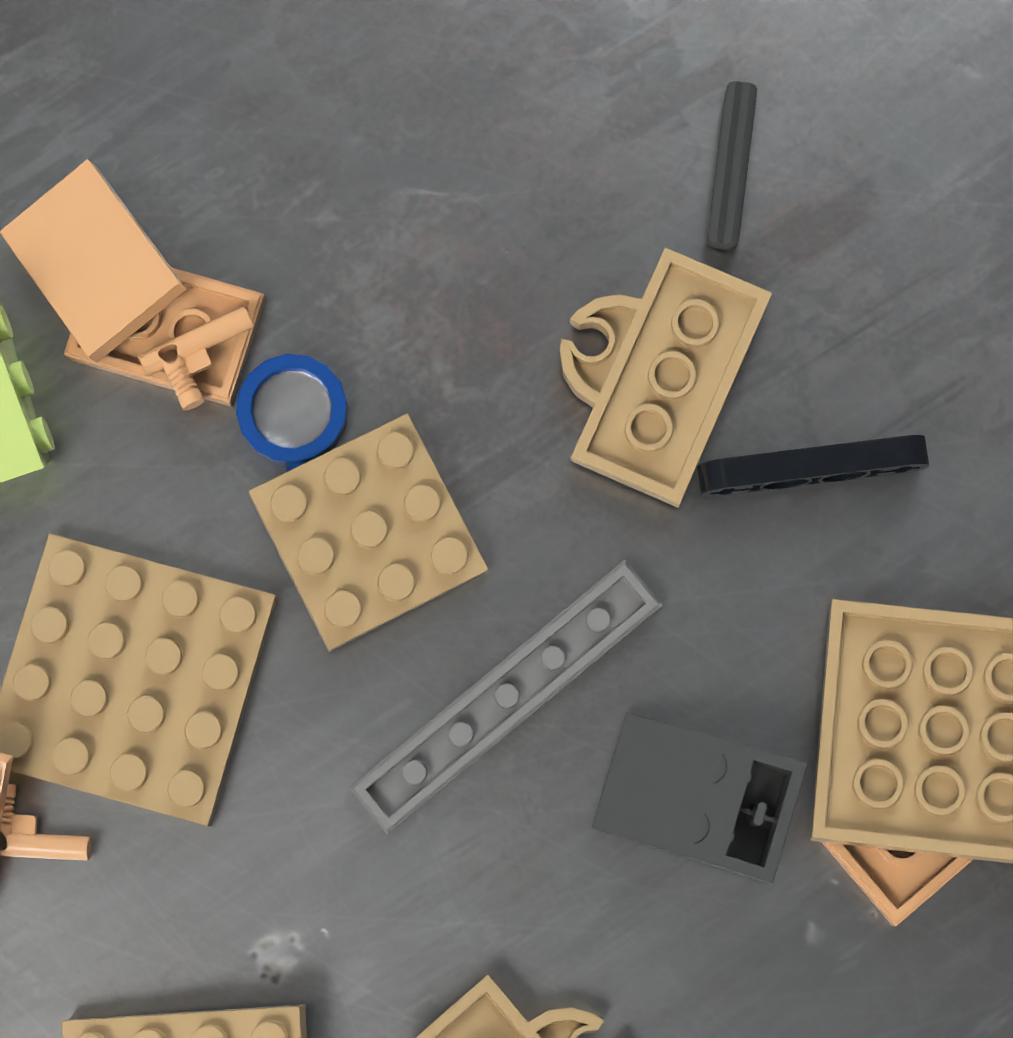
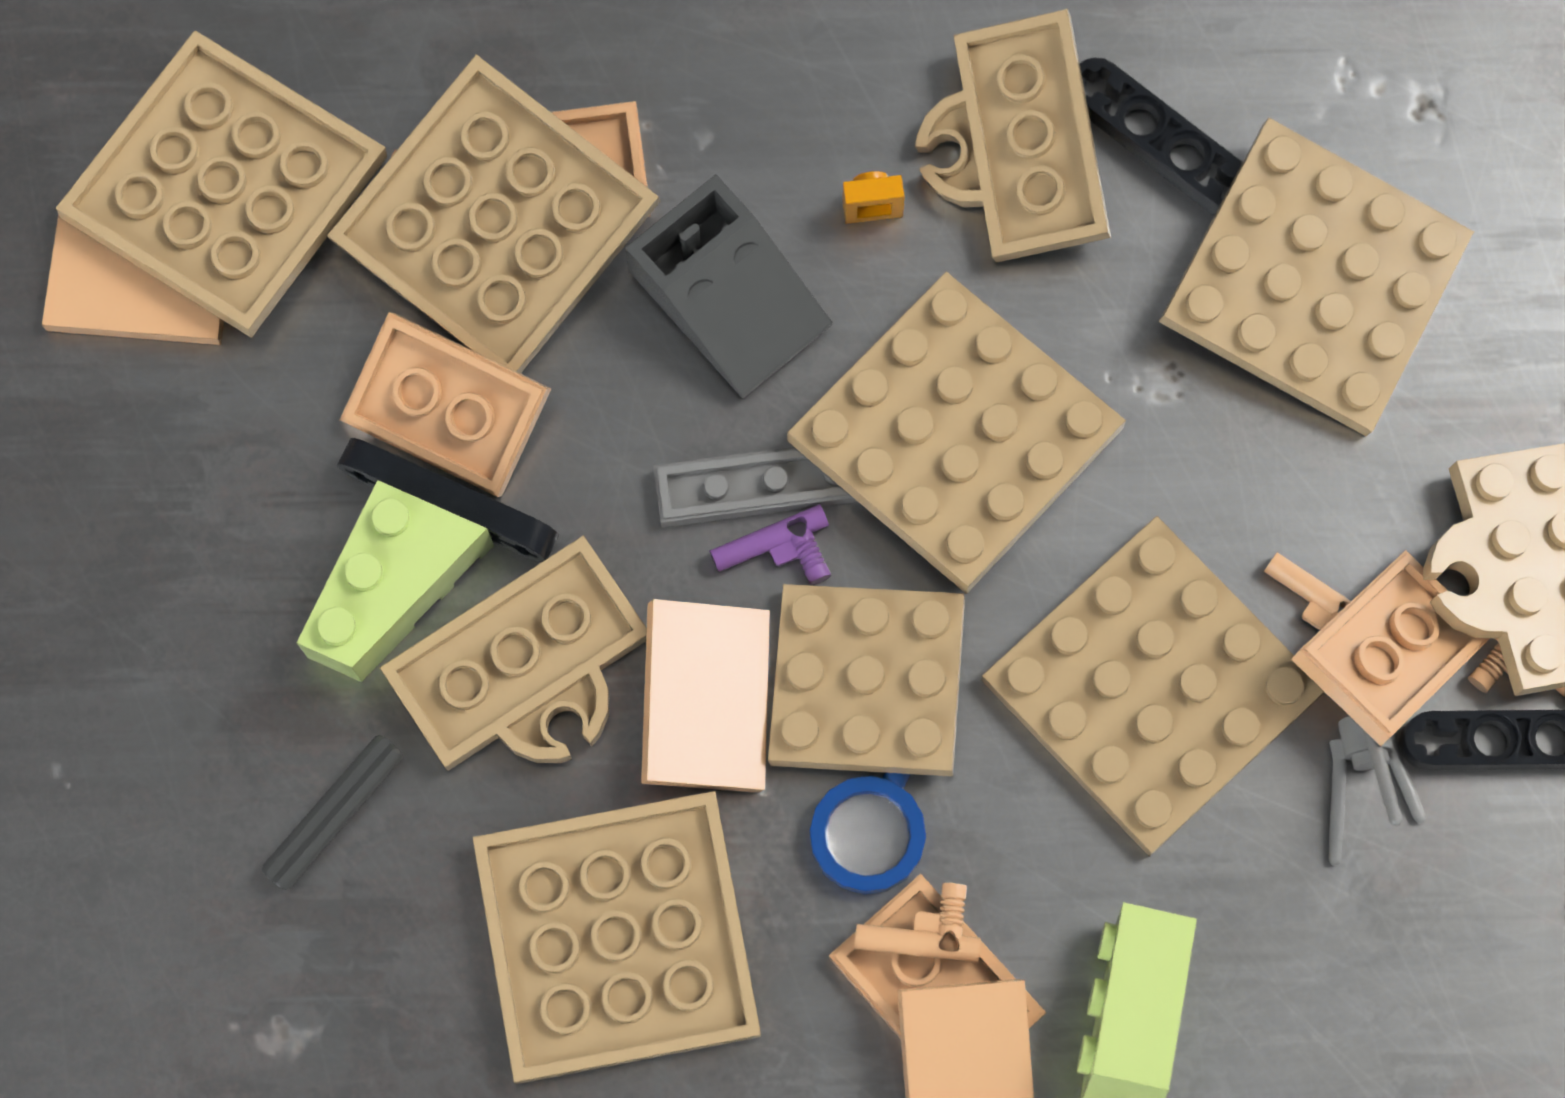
camera: 150 degrees left, 5 degrees down
(423, 794) = (956, 431): none -> tan plate
(442, 205) = (615, 937): none -> tan plate
(492, 435) = (705, 696): none -> light nougat tile
(513, 606) = (781, 544): none -> medium lavender hose
(628, 966) = (873, 197): none -> light orange plate
(817, 365) = (387, 578): none -> yellowish green wedge
(872, 546) = (445, 404): none -> light nougat tile

